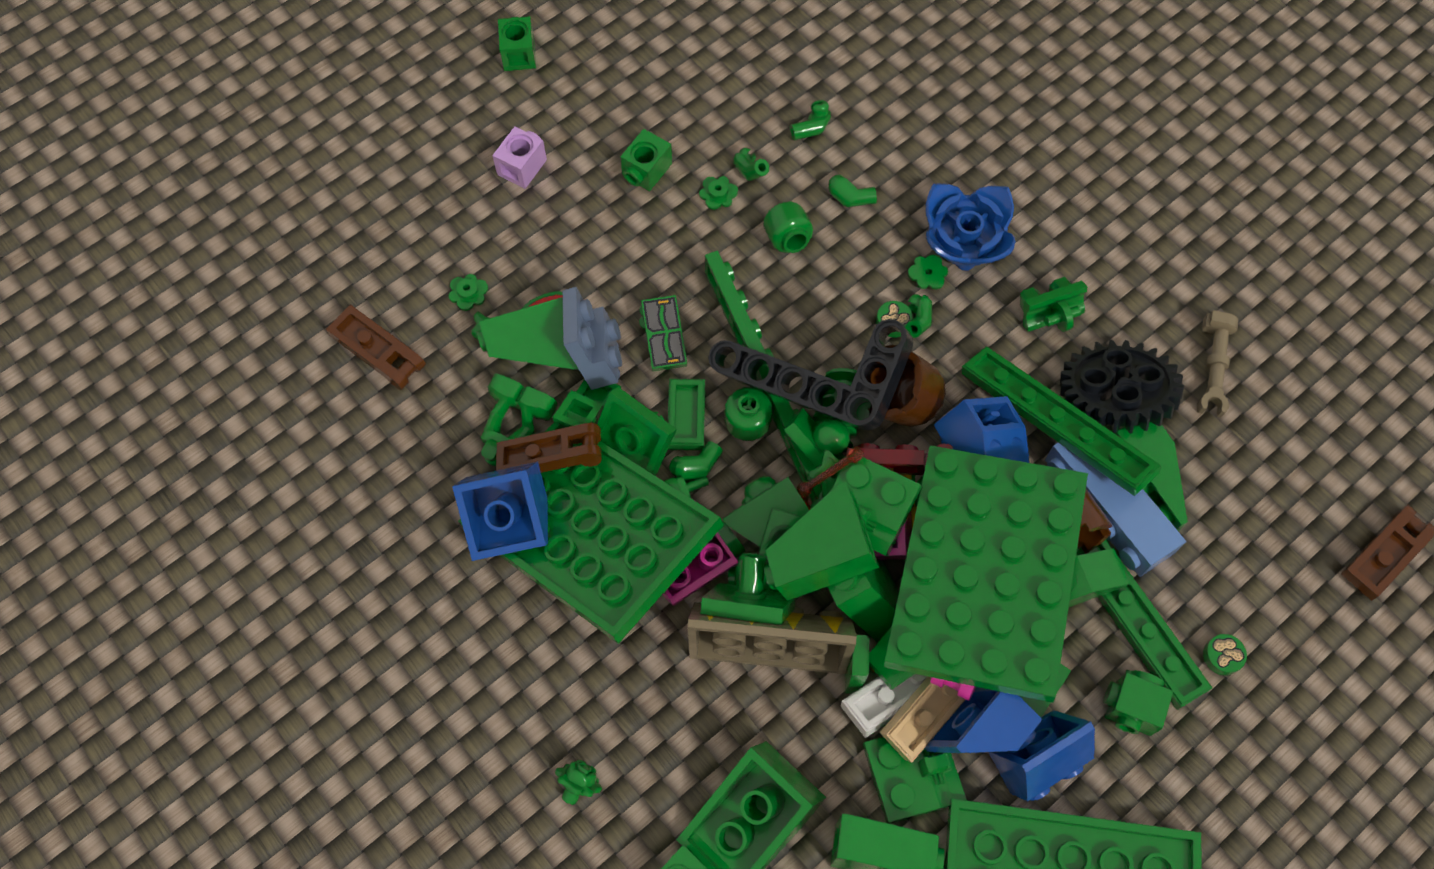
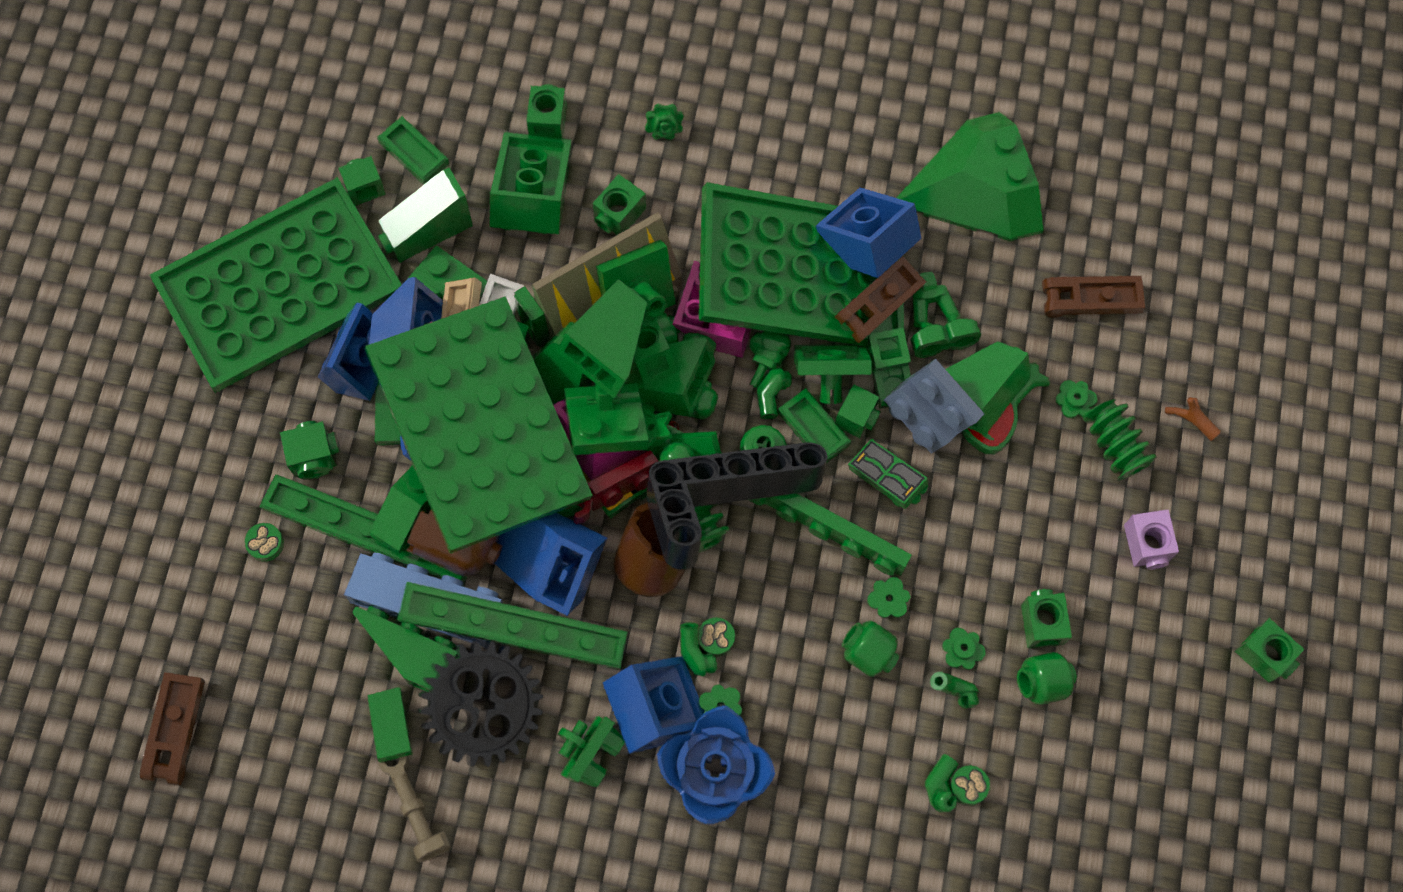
camera: 140 degrees right, 5 degrees up
(359, 511) = (981, 181): none -> green wedge
(398, 213) = (1197, 417): none -> dark orange bar
(471, 228) = (1118, 439): none -> green piece
(647, 389) = (858, 412): none -> green plate
(678, 737) = (621, 193): none -> green brick
(682, 126) = (1046, 678): none -> green head
(742, 254) = (894, 589): none -> green plant
(793, 109) = (970, 785): none -> tile
(848, 194) = (848, 729): green arm -> none
(854, 455) = (641, 431): clear red hinge -> none
(980, 300) = (653, 702): none -> blue slope
(1201, 430) = (389, 724): none -> green piece

